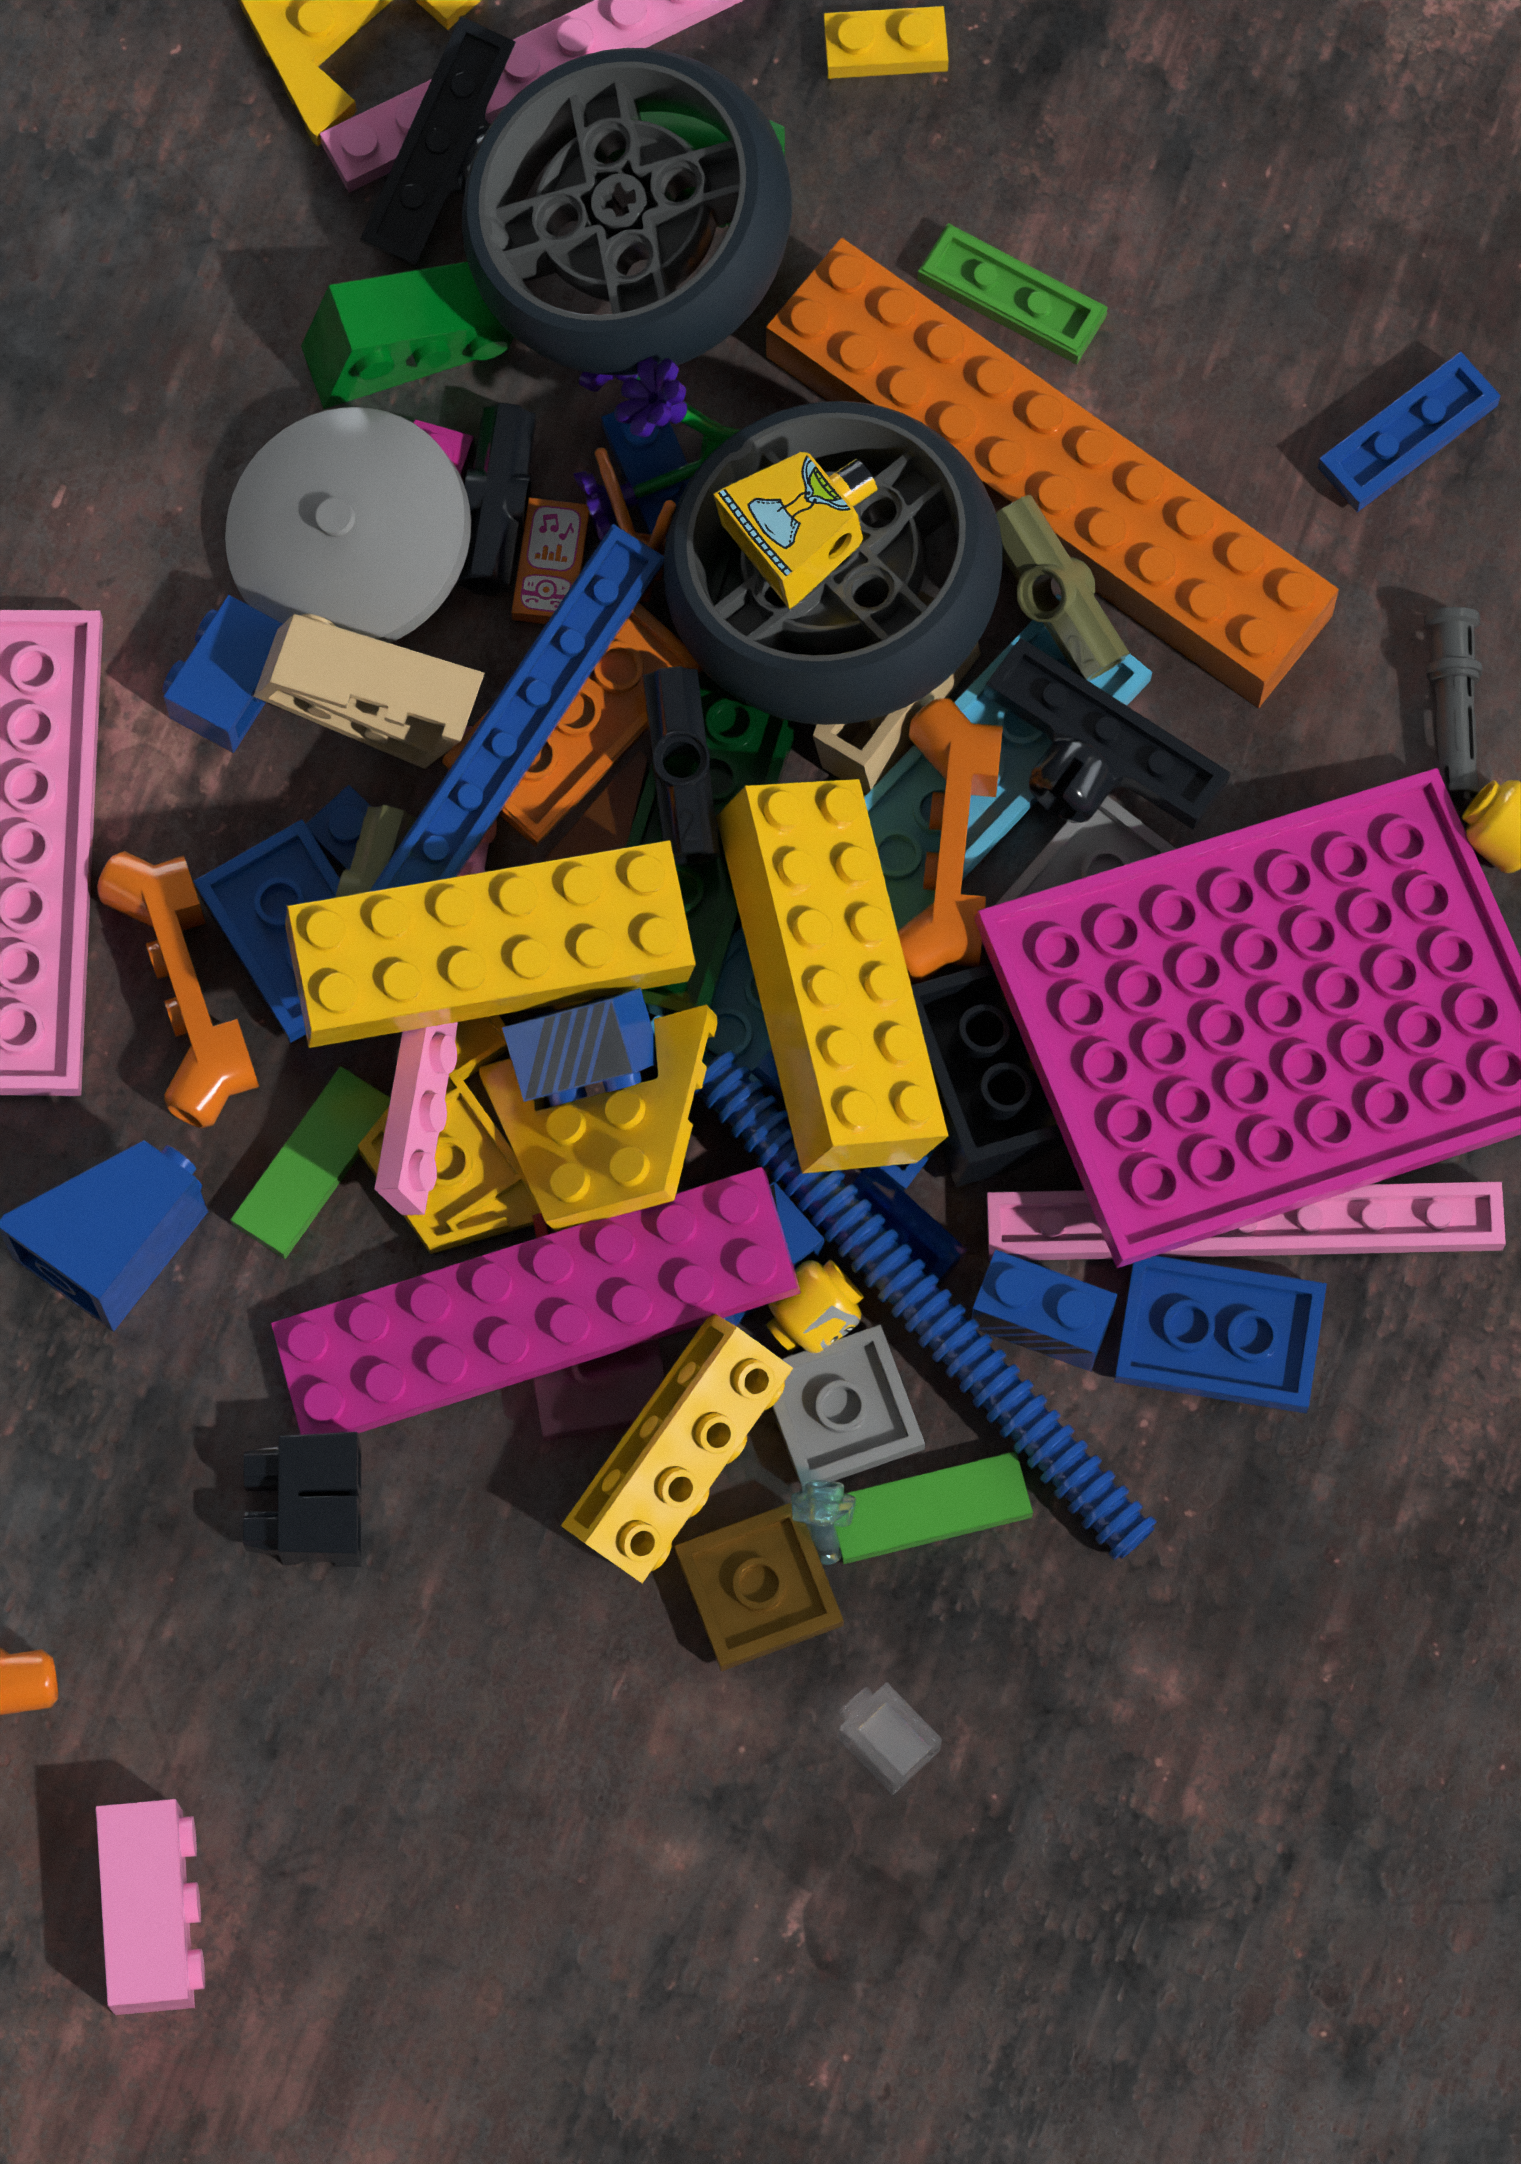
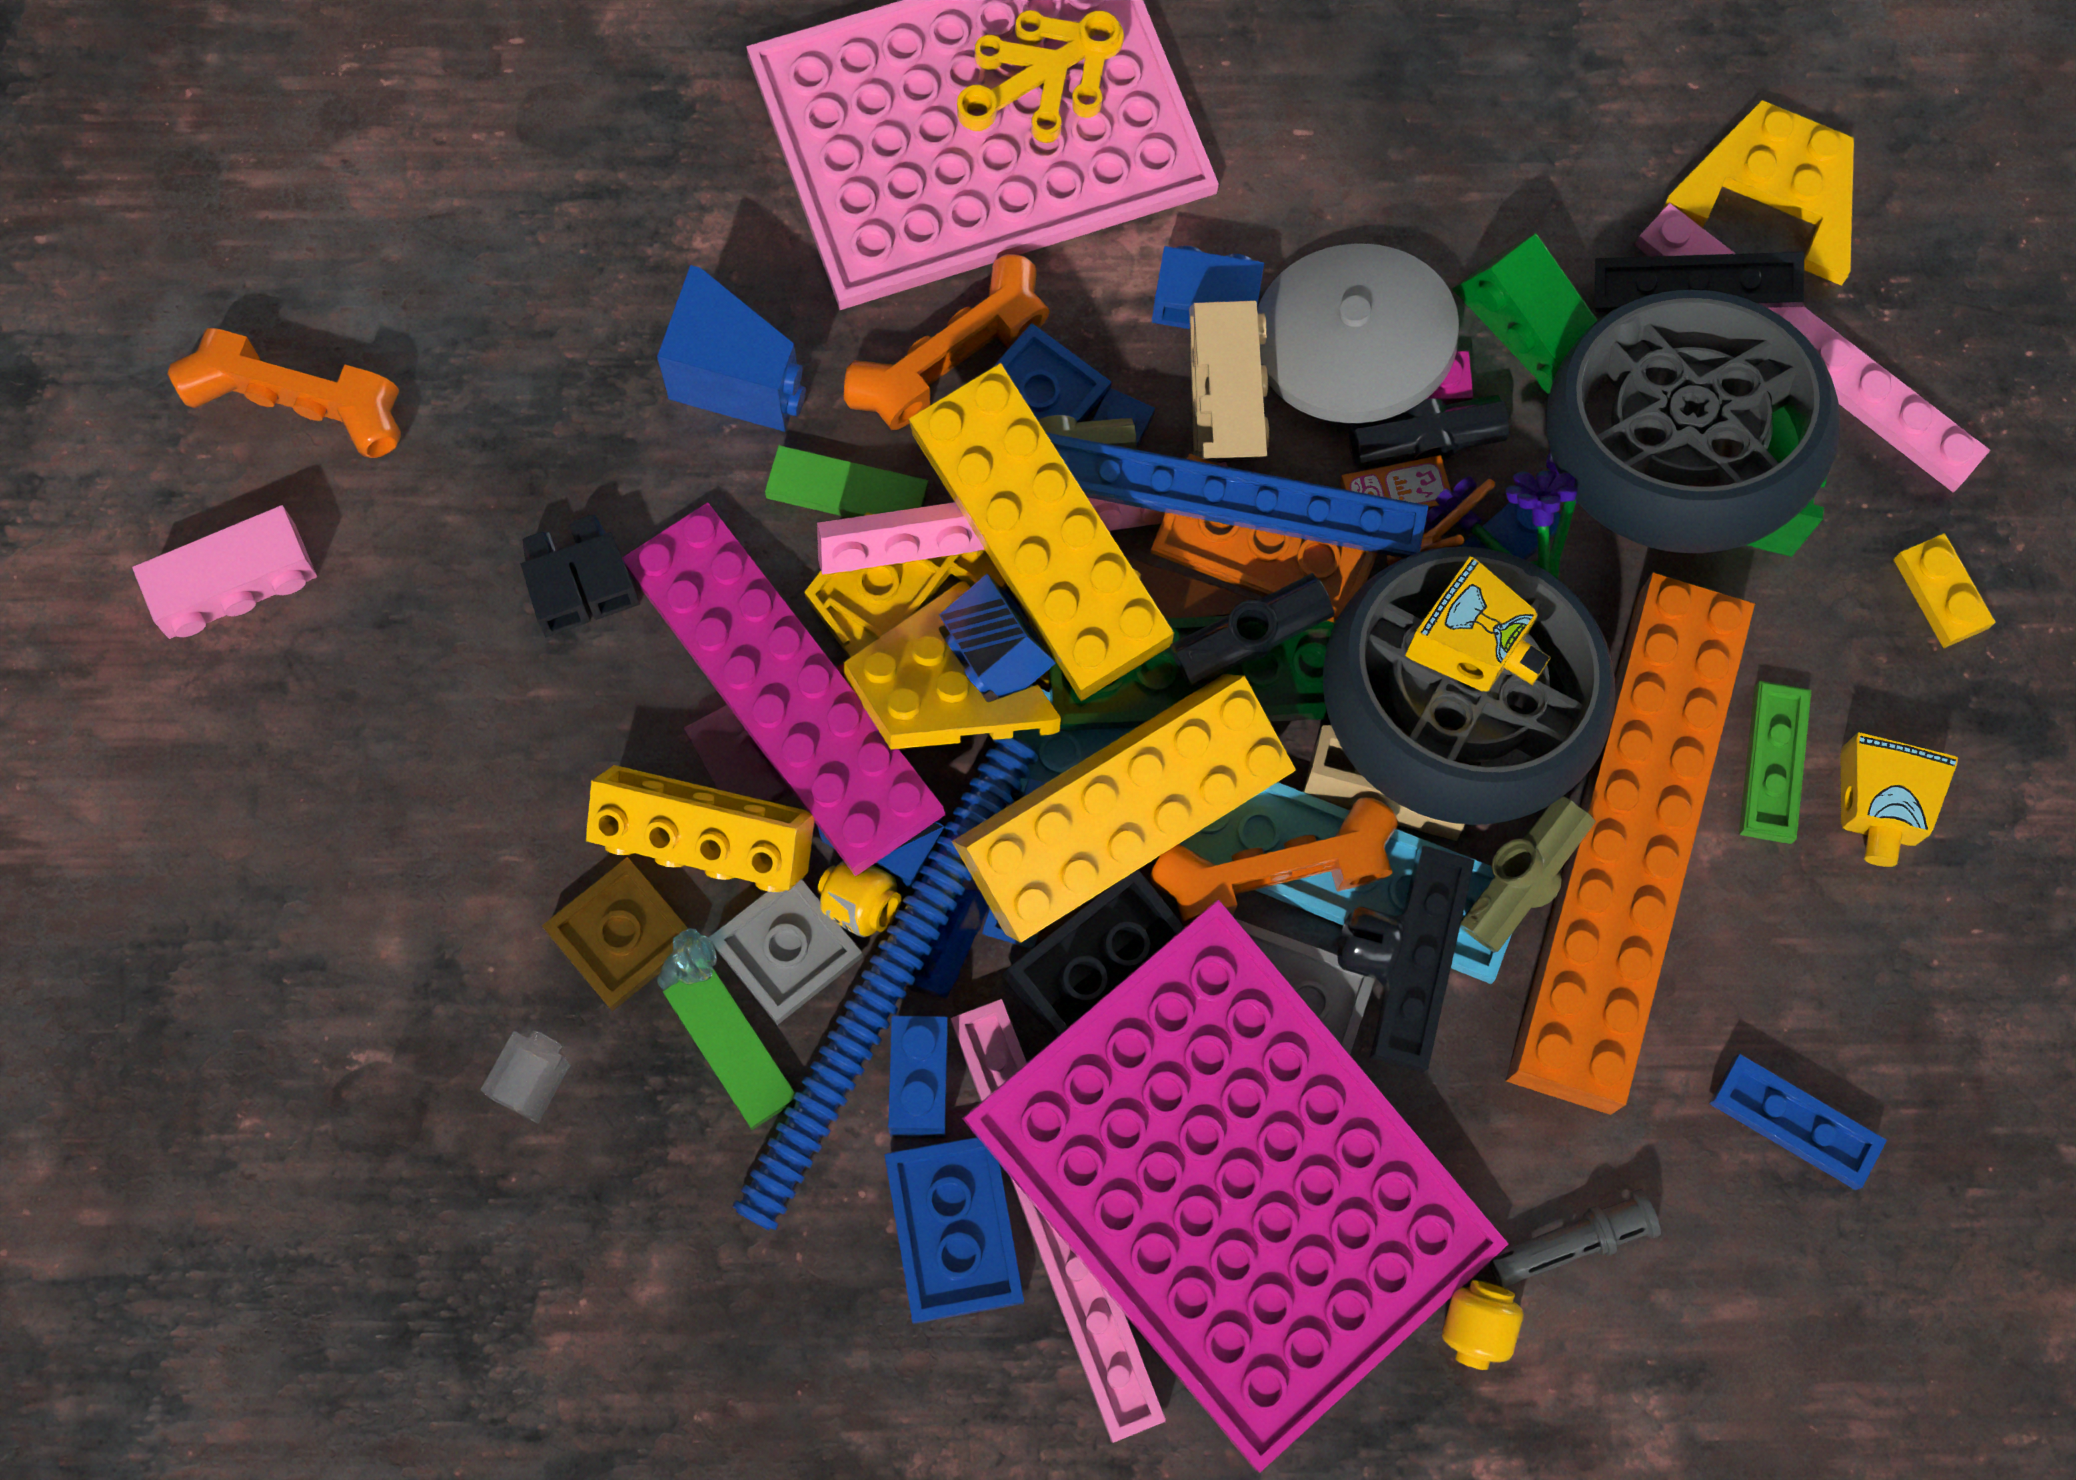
camera: 65 degrees right, 0 degrees up
(1095, 191) = (1891, 793): none -> yellow torso

